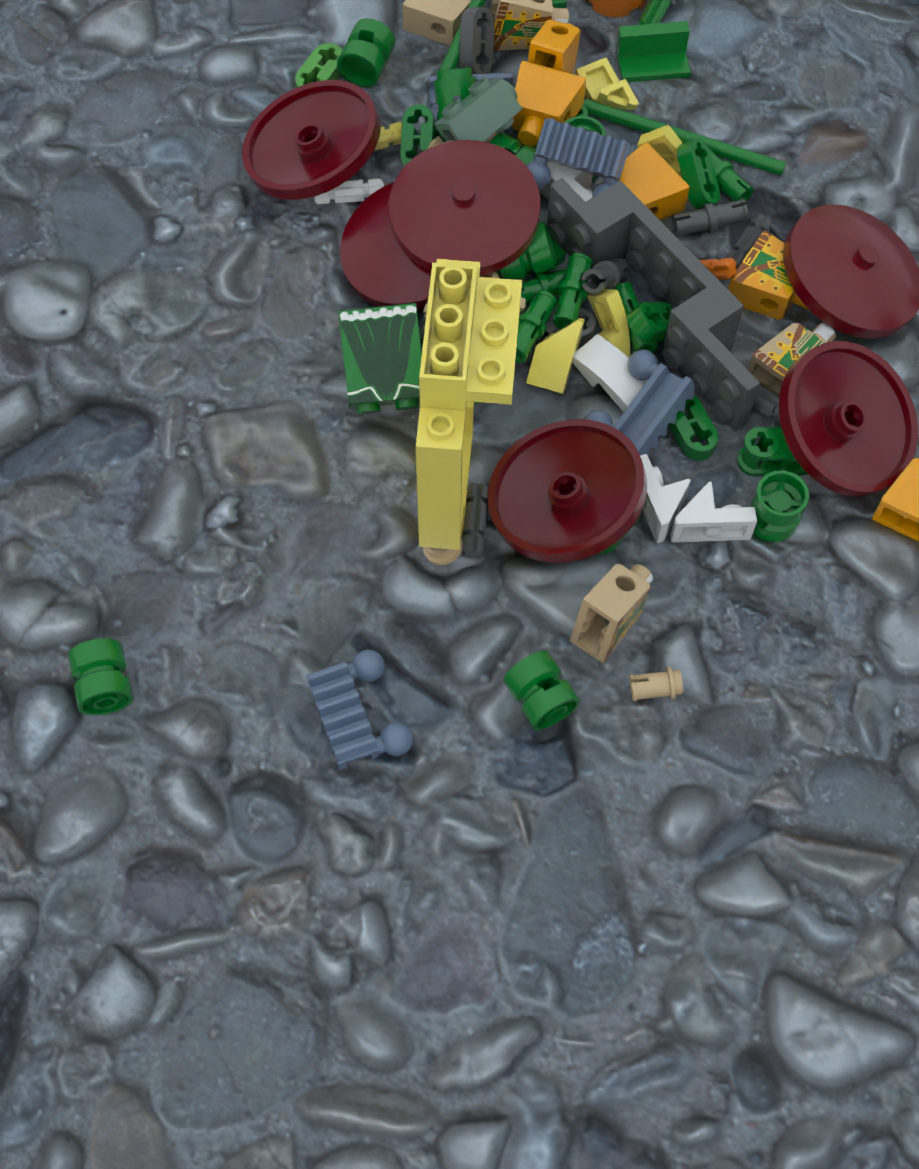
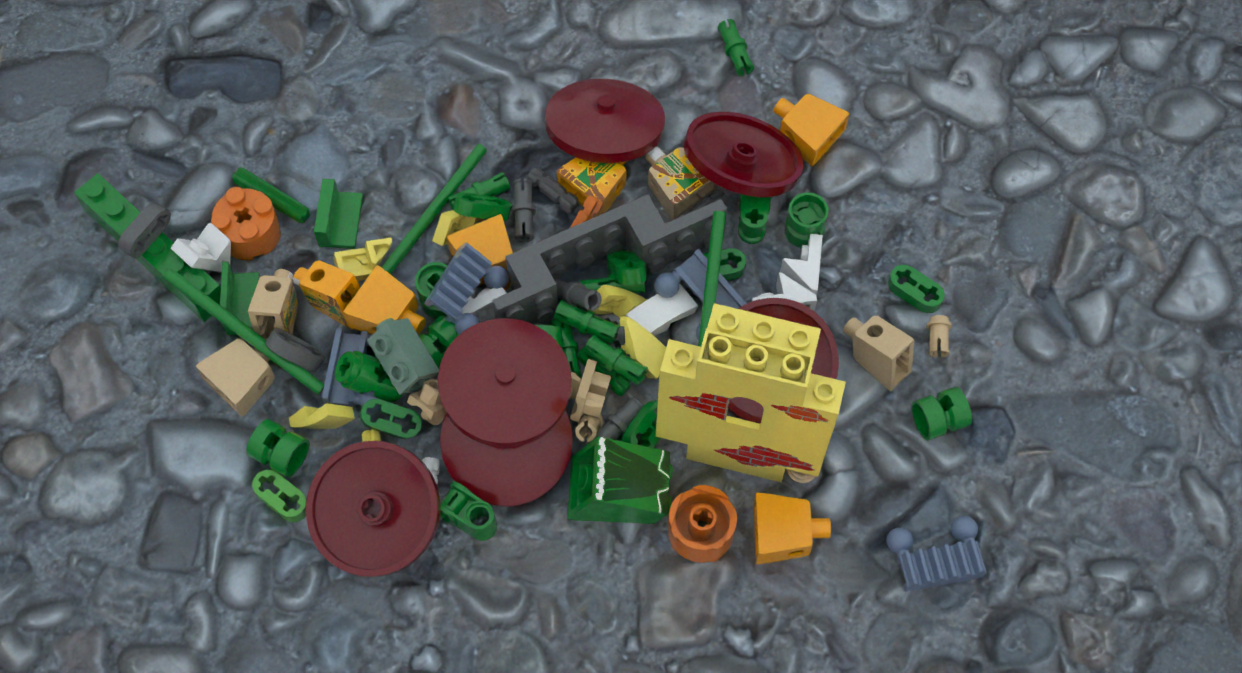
camera: 80 degrees left, 0 degrees up
(324, 228) = (462, 507): none -> green piece
(344, 441) = (706, 542): none -> orange brick
(357, 532) = (785, 528): none -> light orange torso
(411, 84) = (326, 417): none -> light yellow slope
(626, 403) = (712, 272): none -> green piece
(711, 649) = (916, 288): none -> green beam

